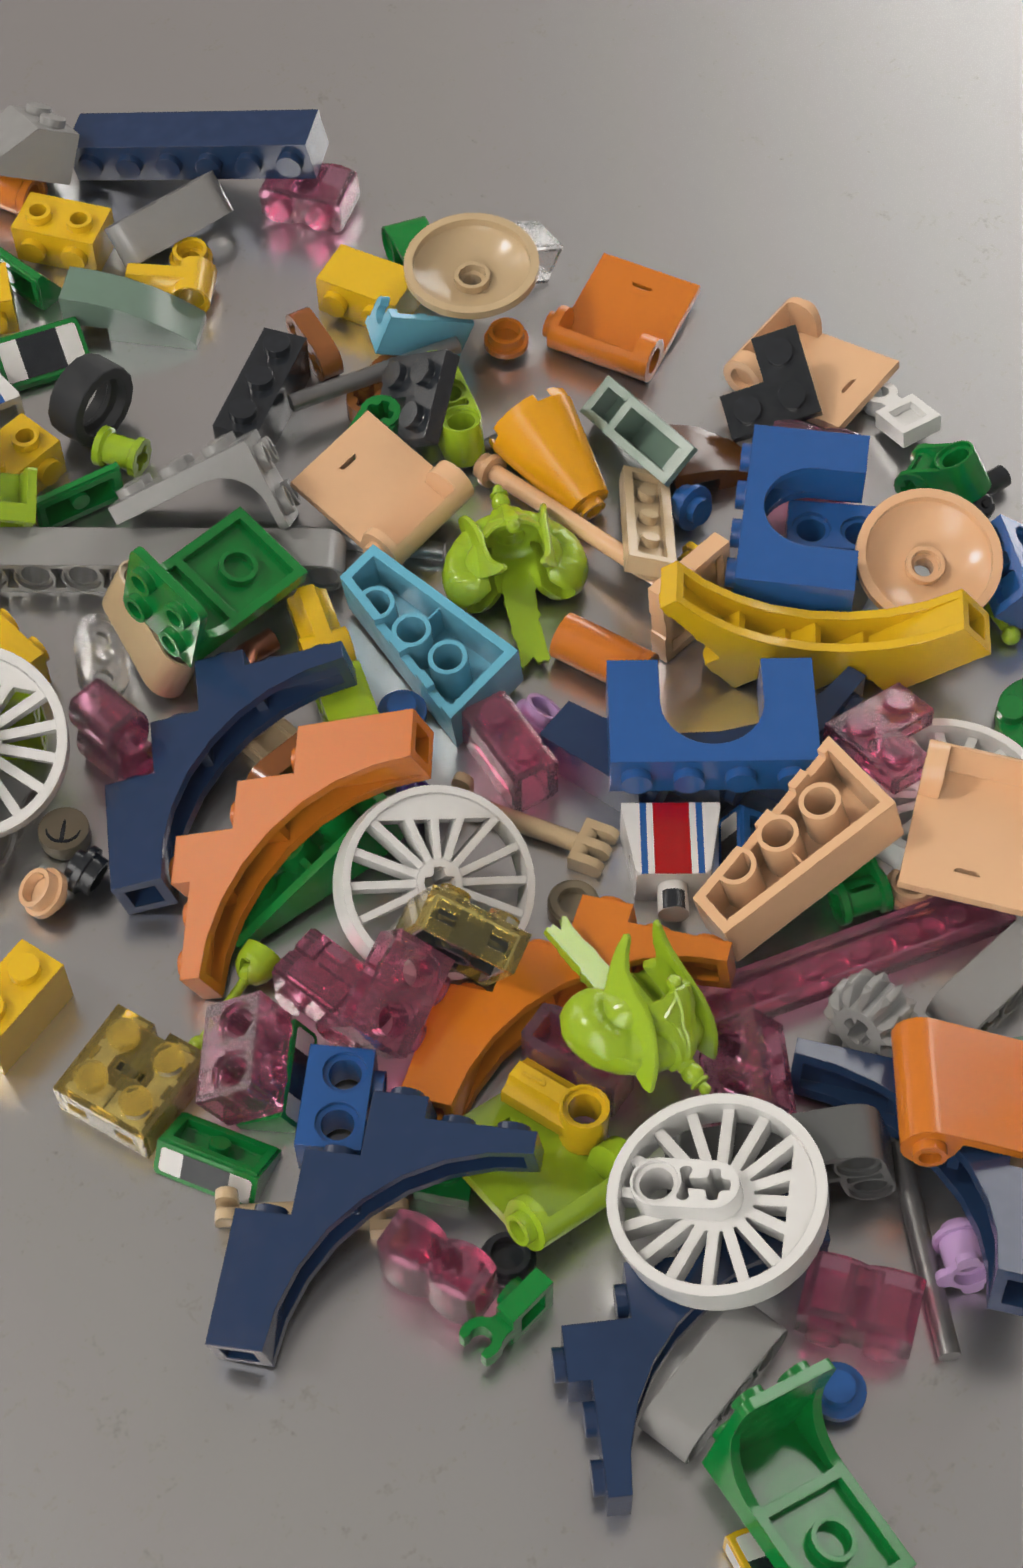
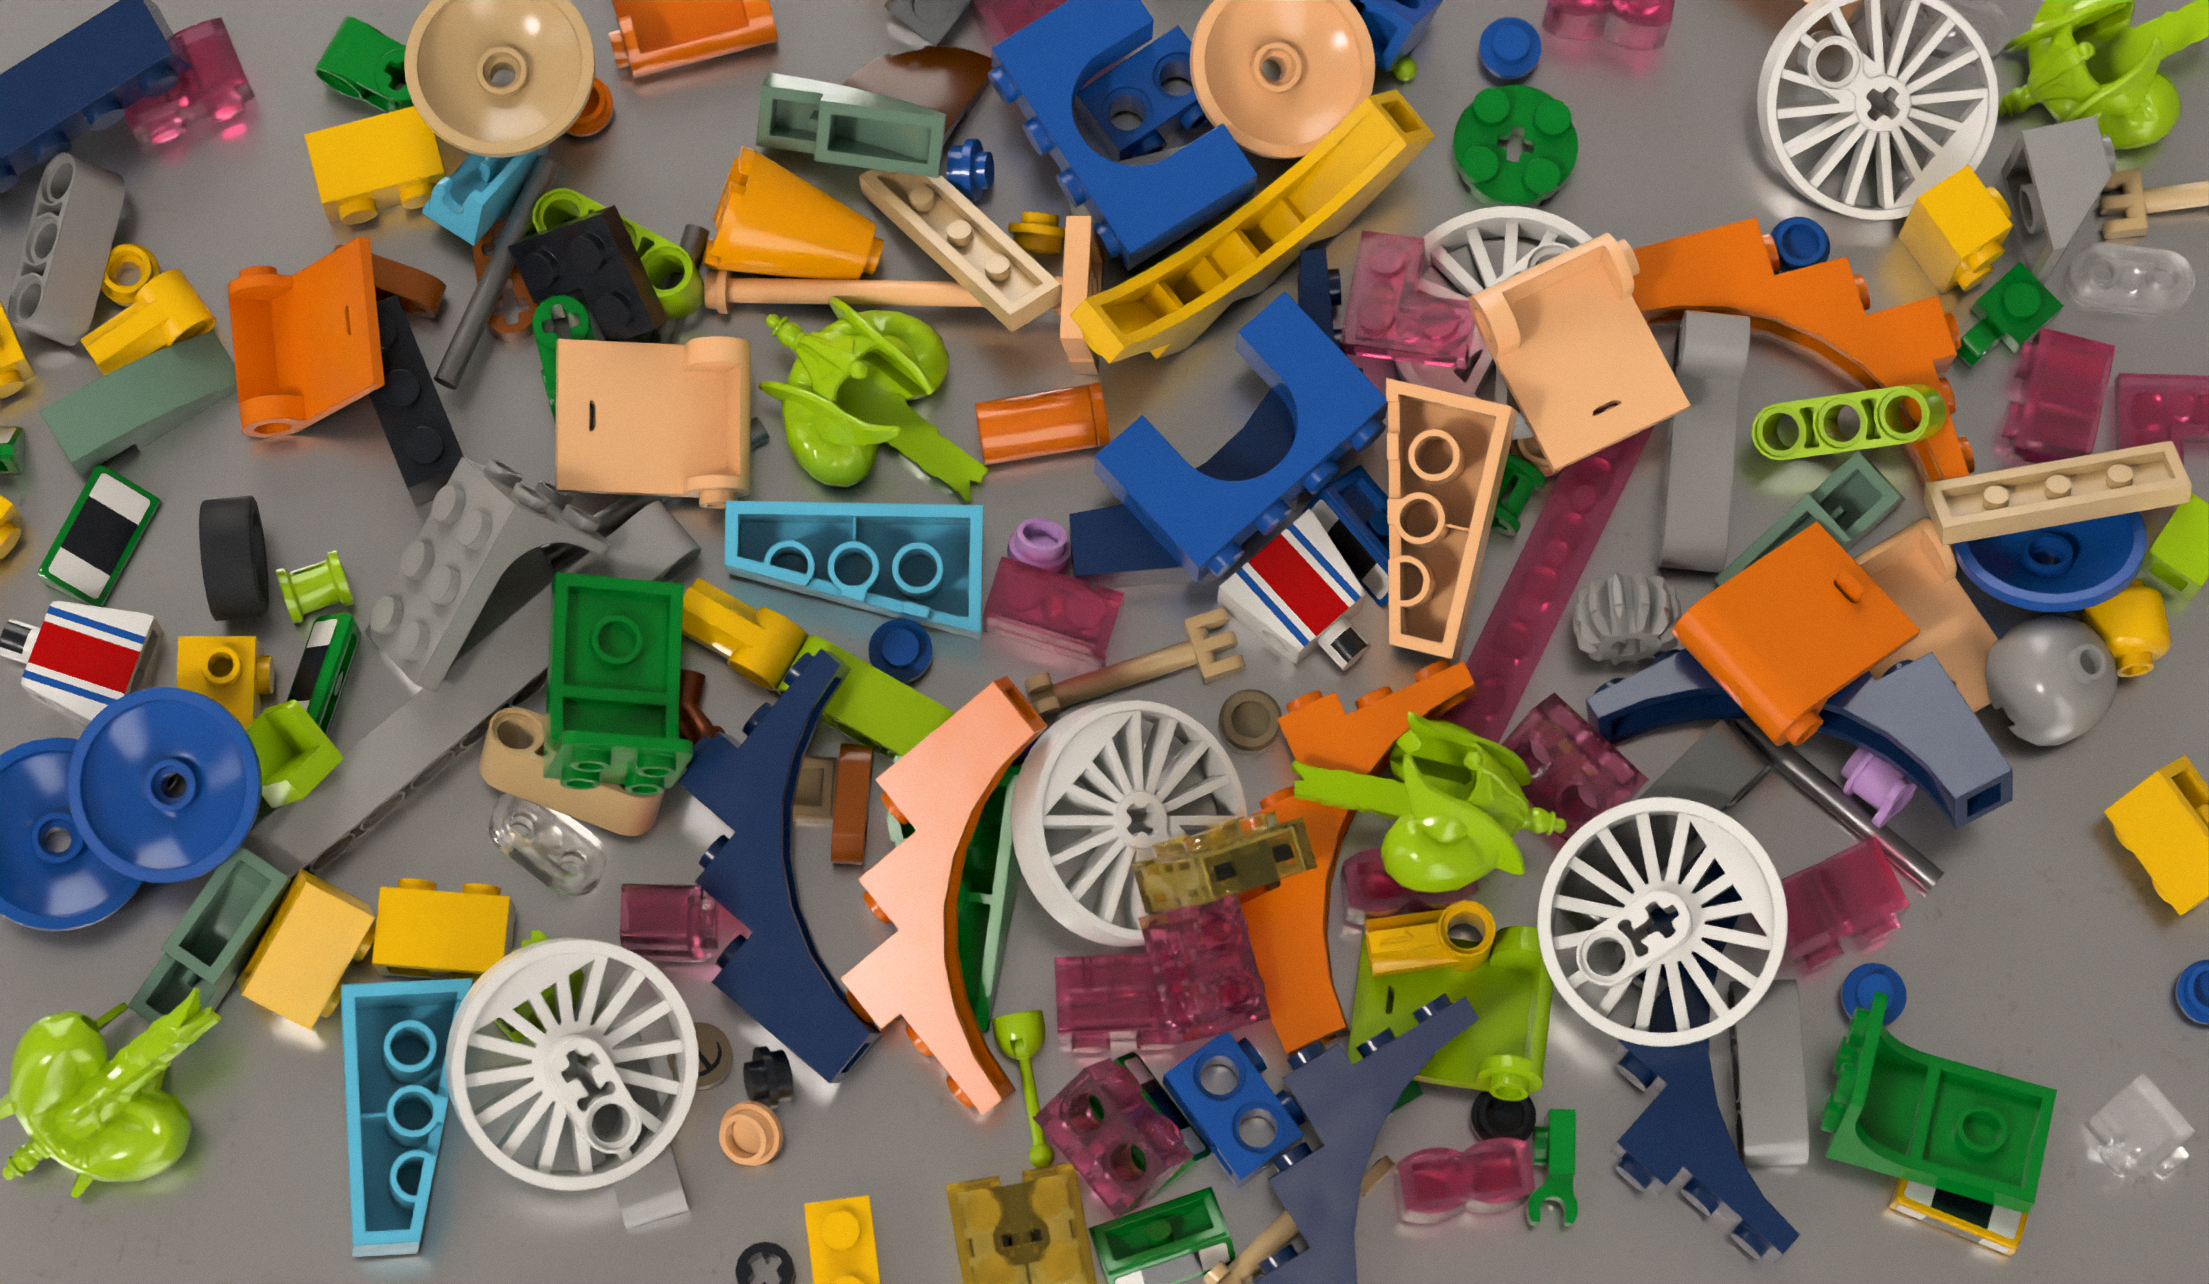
camera: 45 degrees left, 20 degrees up
(229, 331) = (305, 340): none -> orange door

